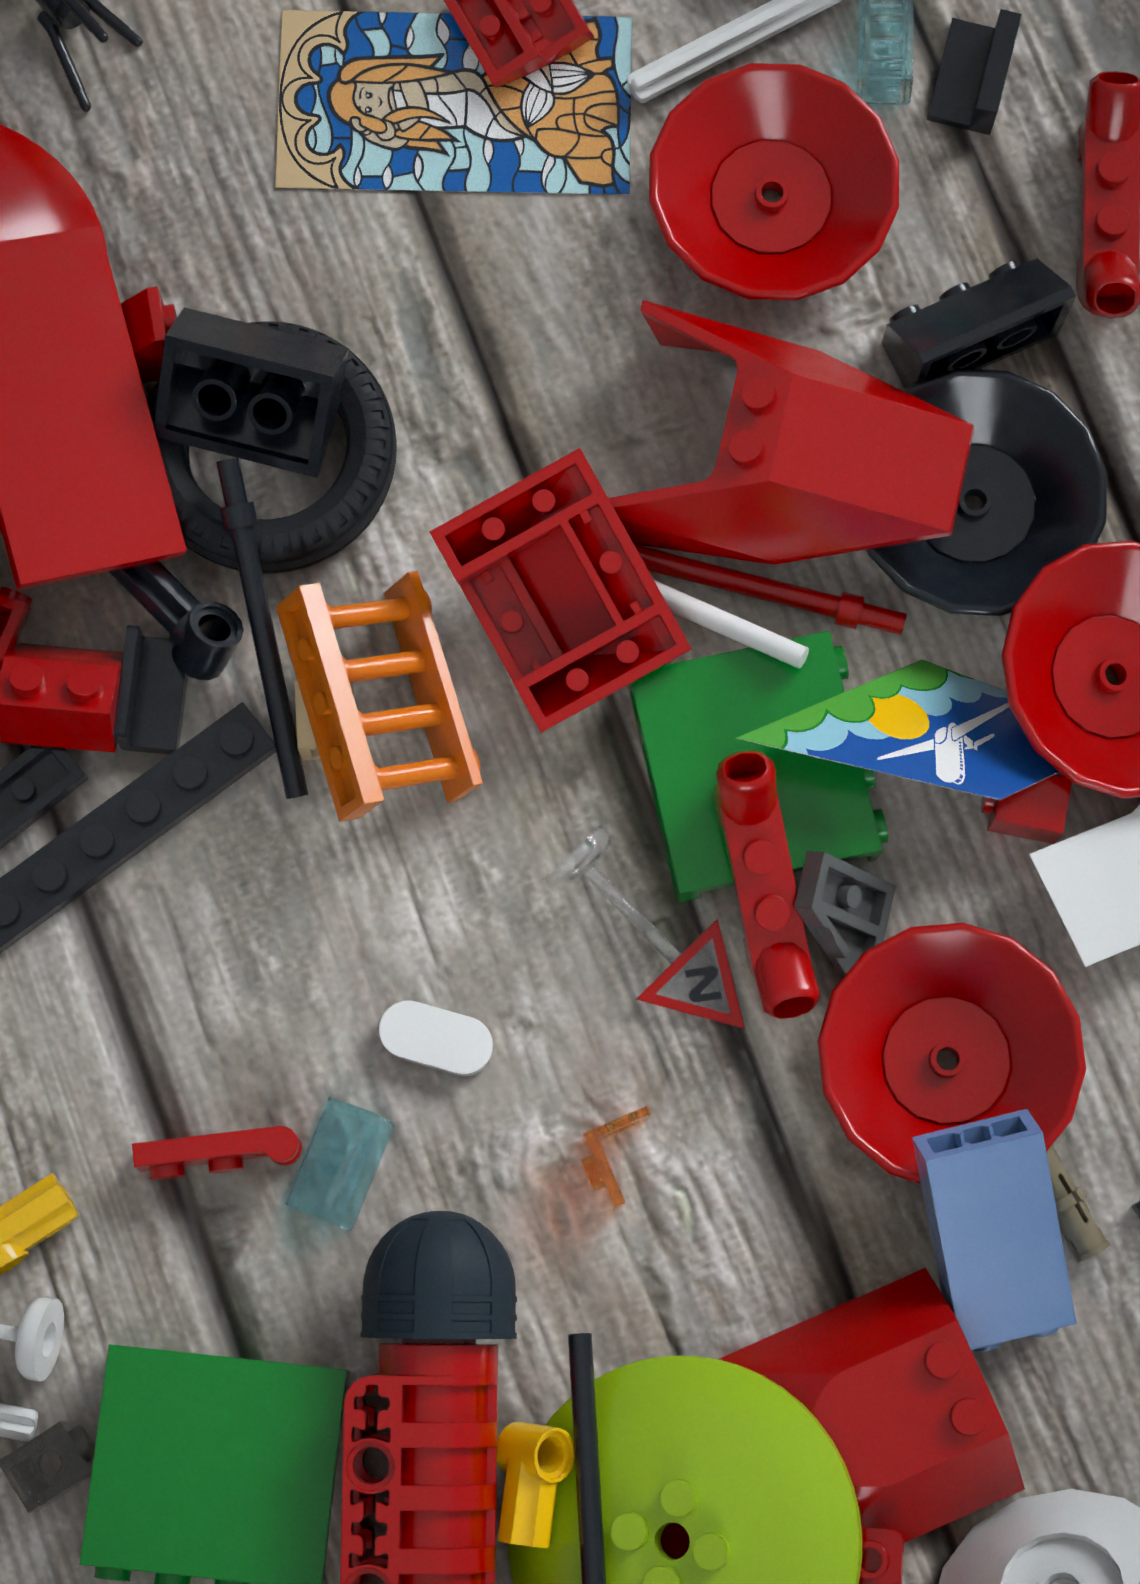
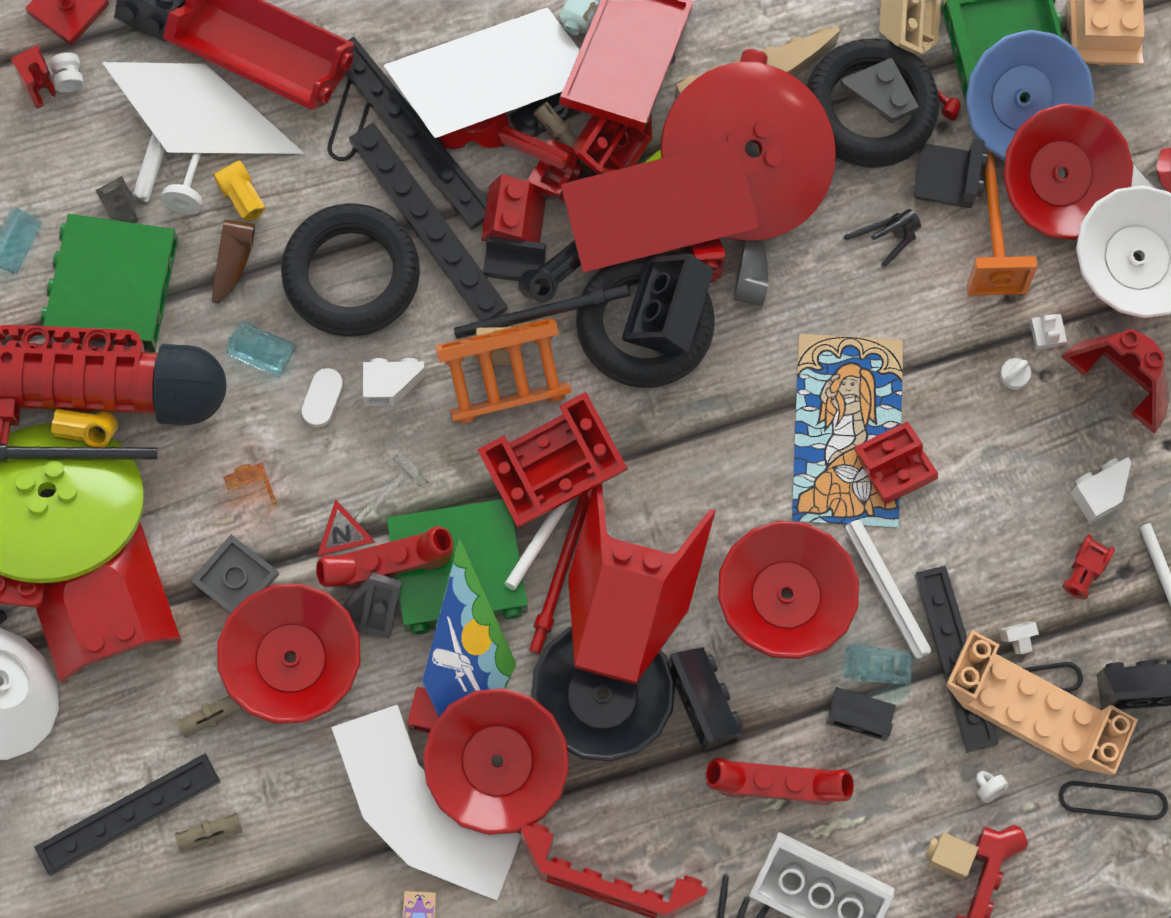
camera: 90 degrees right, 5 degrees down
(115, 917) = (342, 220): none -> black tyre
(151, 1229) = (233, 254): none -> reddish brown piece
(179, 266) = (752, 274): none -> dark grey piece
(220, 1151) = (269, 287): red plate -> none
(405, 911) = (390, 382): none -> white slope
(800, 1175) = (233, 574): none -> dark grey plate
(995, 1229) = (192, 666): medium blue brick -> none

